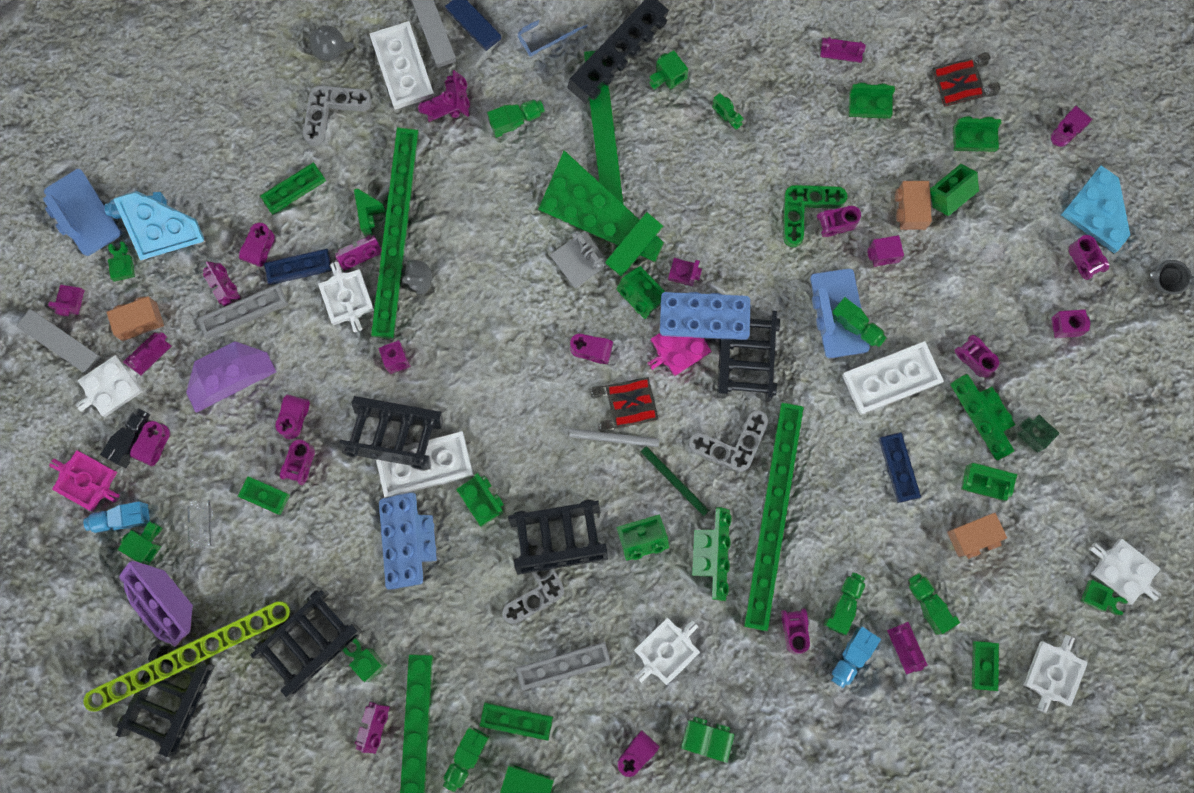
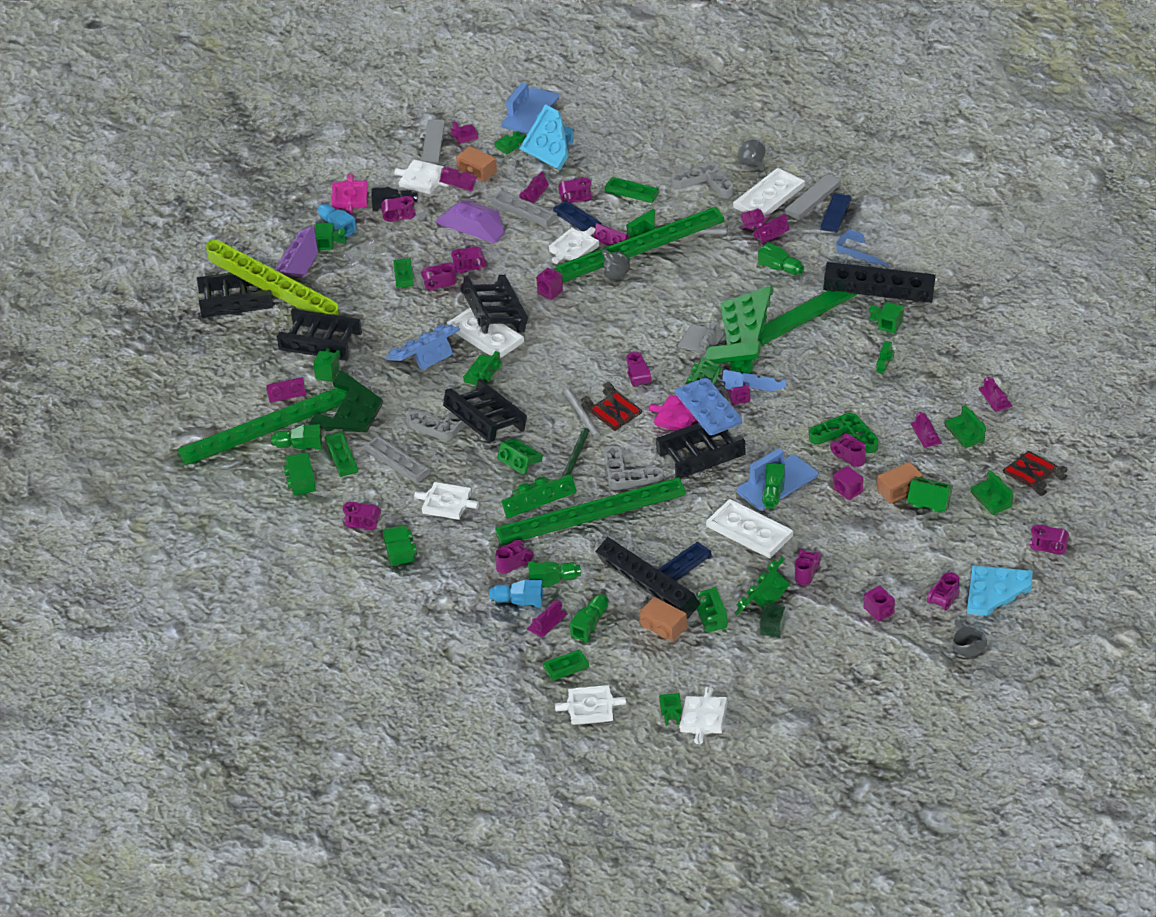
camera: 60 degrees right, 35 degrees down
(461, 669) = (356, 409): none -> dark green wing
(677, 270) = (735, 379): none -> medium blue piece
(853, 139) = (925, 430): none -> magenta hinge
(914, 518) = (647, 576): none -> black brick

